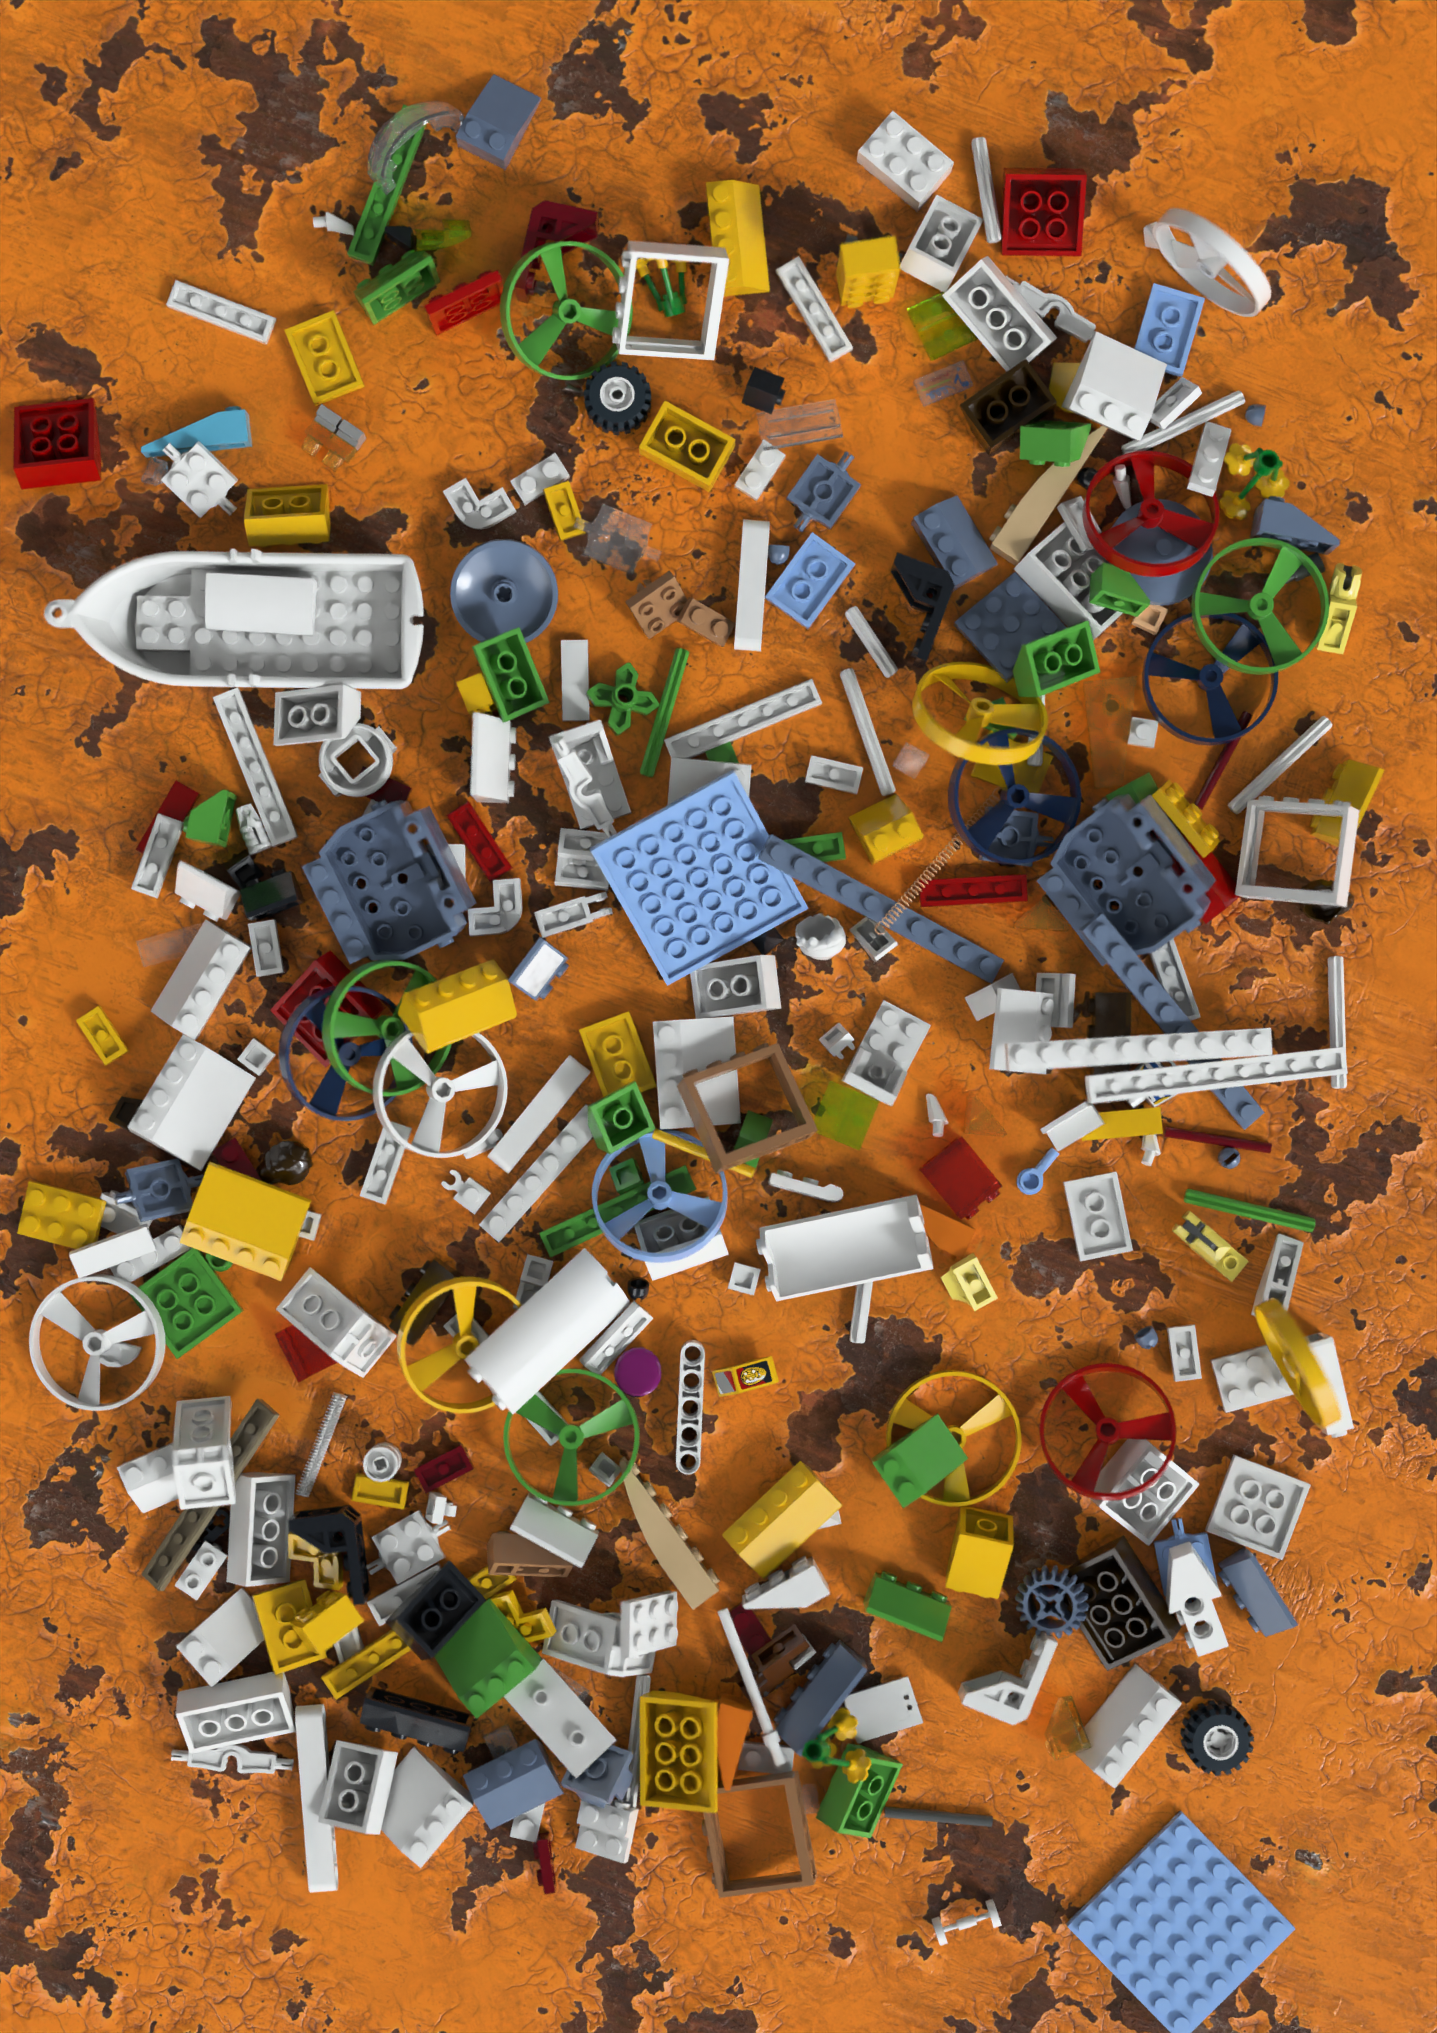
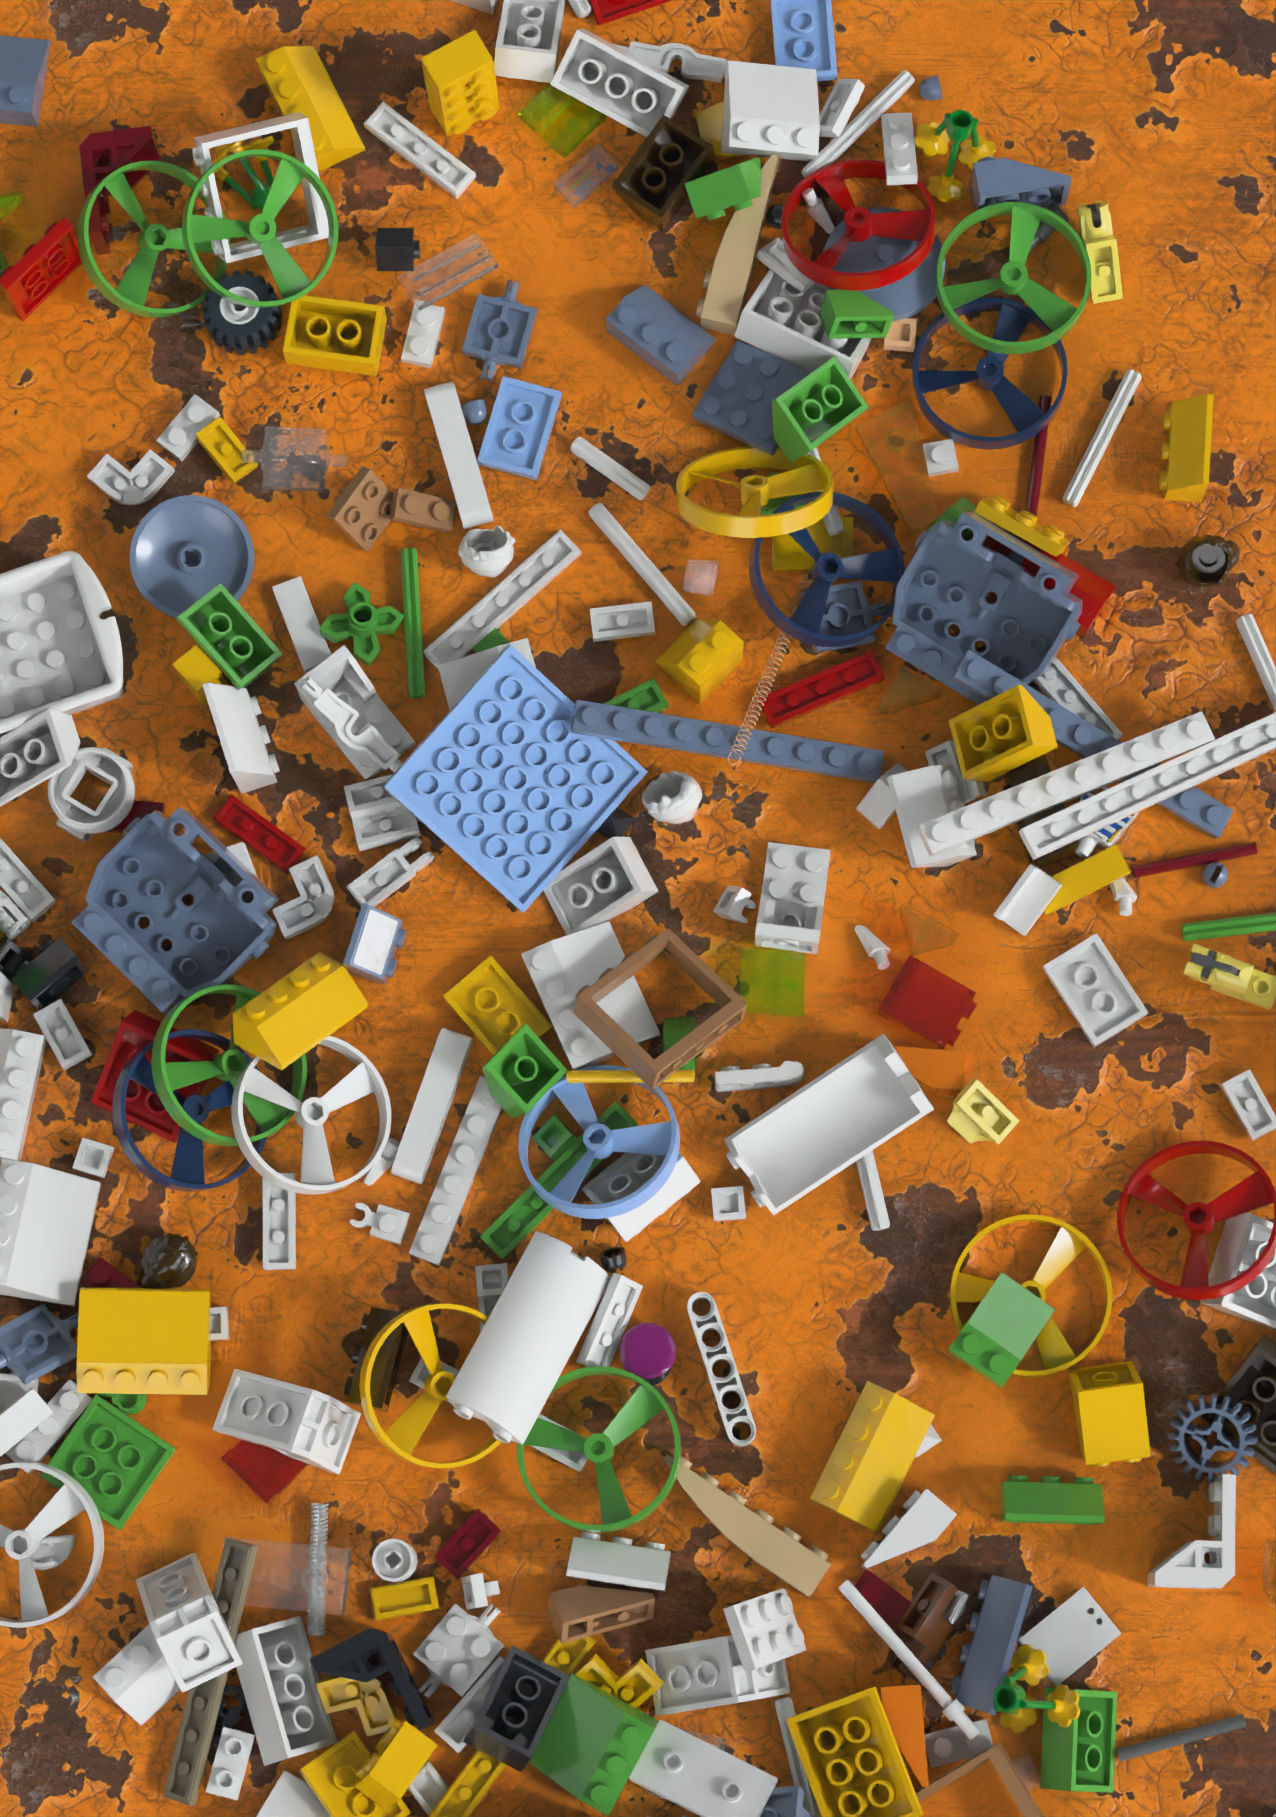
camera: 10 degrees left, 10 degrees down
(303, 1445) = (299, 1577): none -> clear tile
(605, 1469) = (650, 1477): white slope -> none
(656, 340) = (261, 230): none -> bright green piece
(745, 676) = (487, 551): none -> white hair
(745, 1376) = (770, 1312): slope -> none
(873, 943) = (732, 781): white slope -> none
(915, 581) = (639, 385): black bracket -> none
(1031, 1179) = (1005, 978): light blue plate -> none
(1102, 990) = (1001, 735): none -> yellow slope
(1147, 1337) = (1202, 1104): sand blue hinge -> none
(1251, 846) = (1129, 471): white window -> none

